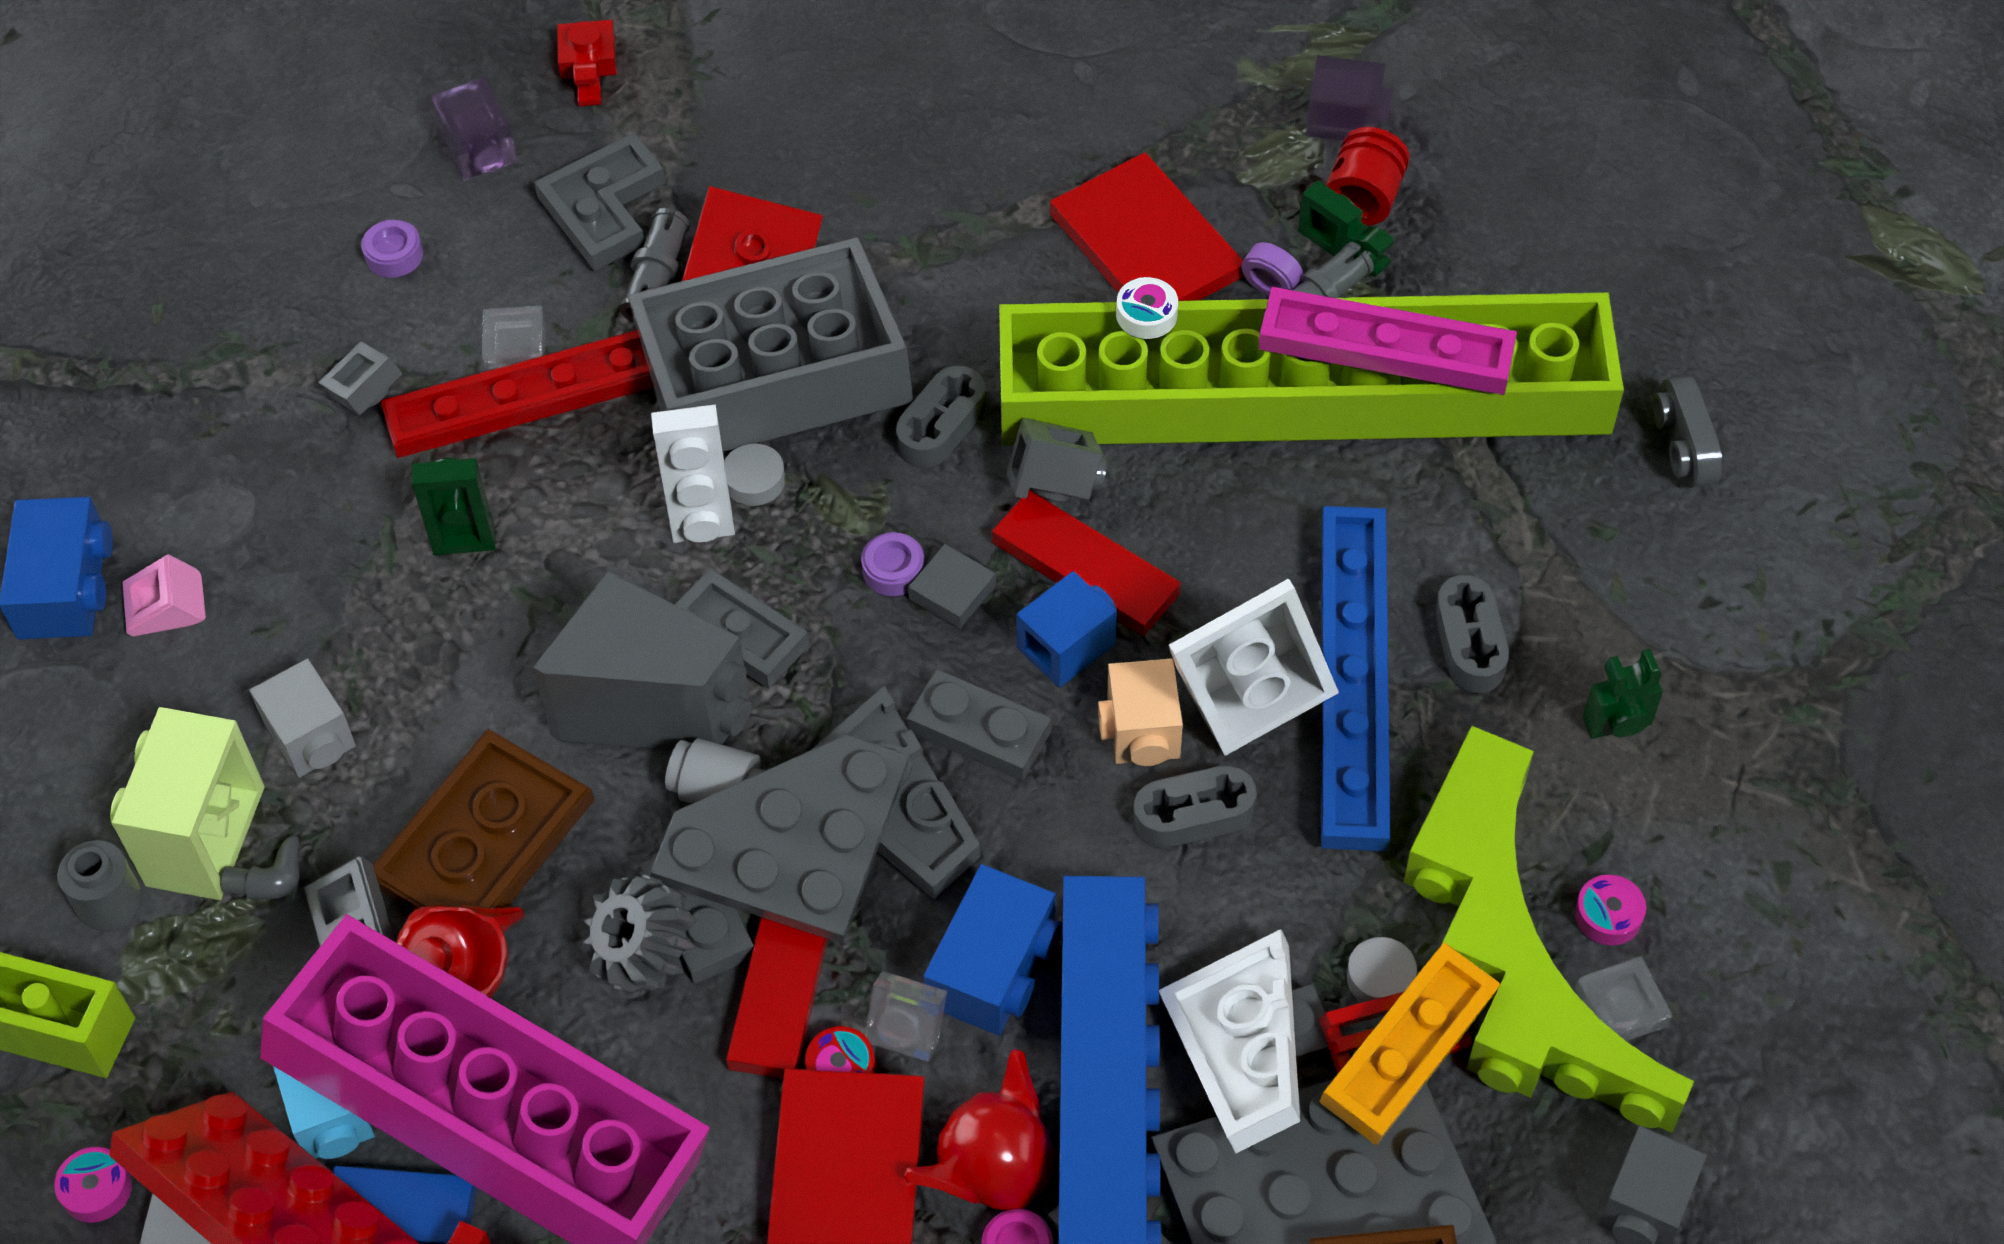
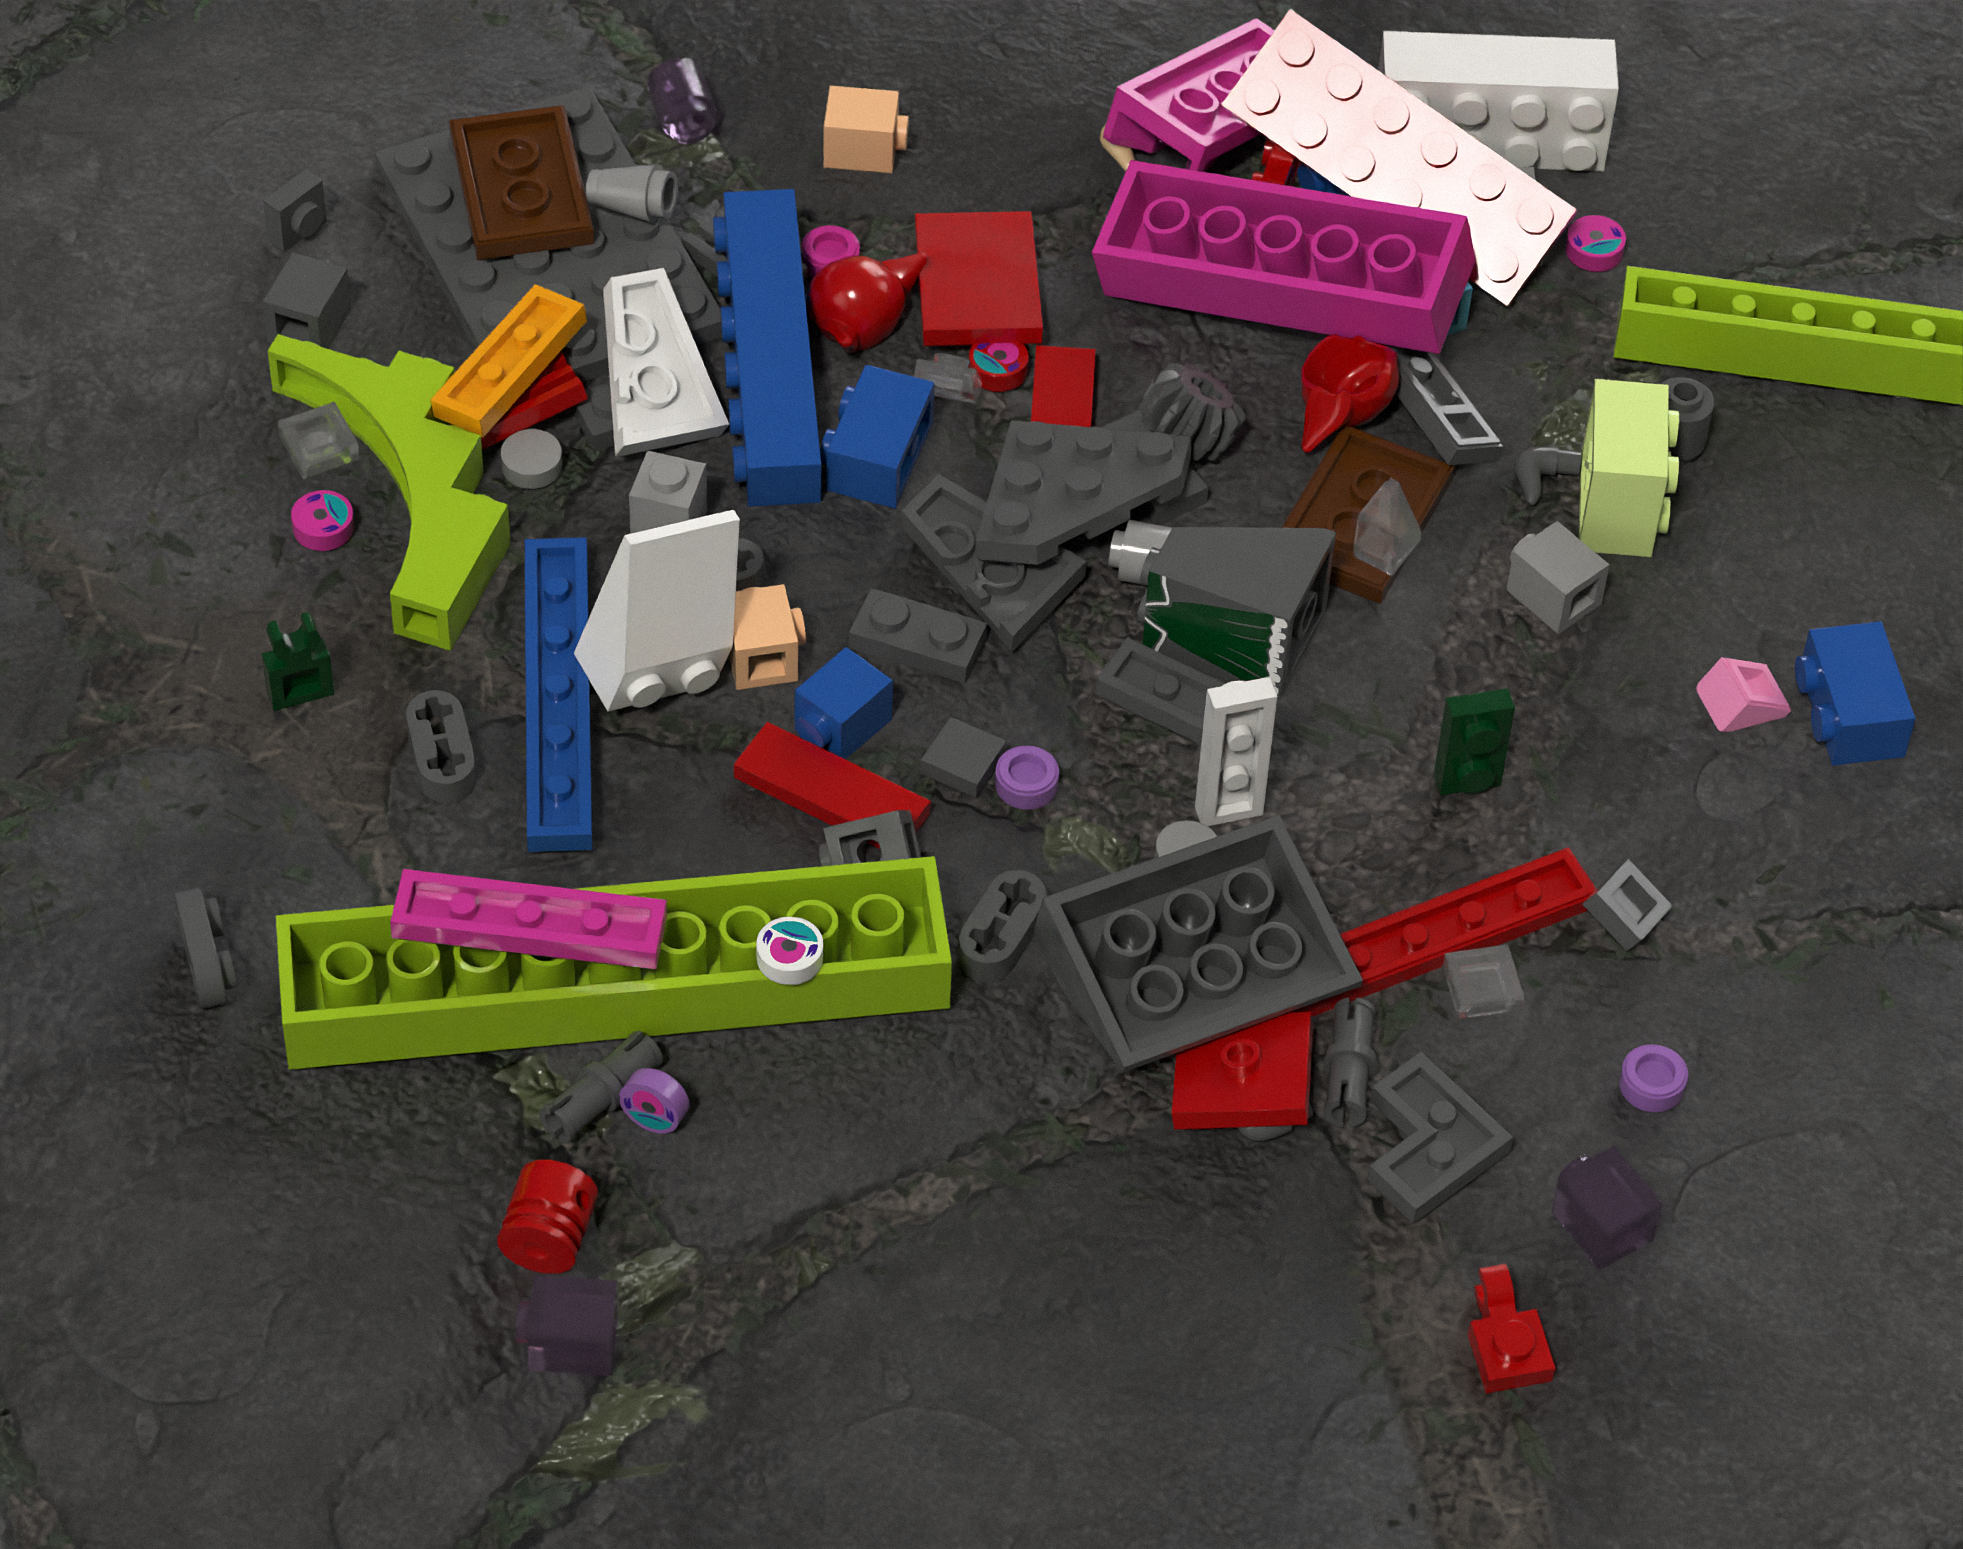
camera: 170 degrees right, 5 degrees down
(471, 763) = (1386, 529): none -> clear slope
(1143, 226) = (800, 1150): red tile -> none
(1232, 871) = (667, 492): none -> light grey brick
(1334, 221) = (575, 1146): dark green plate -> none

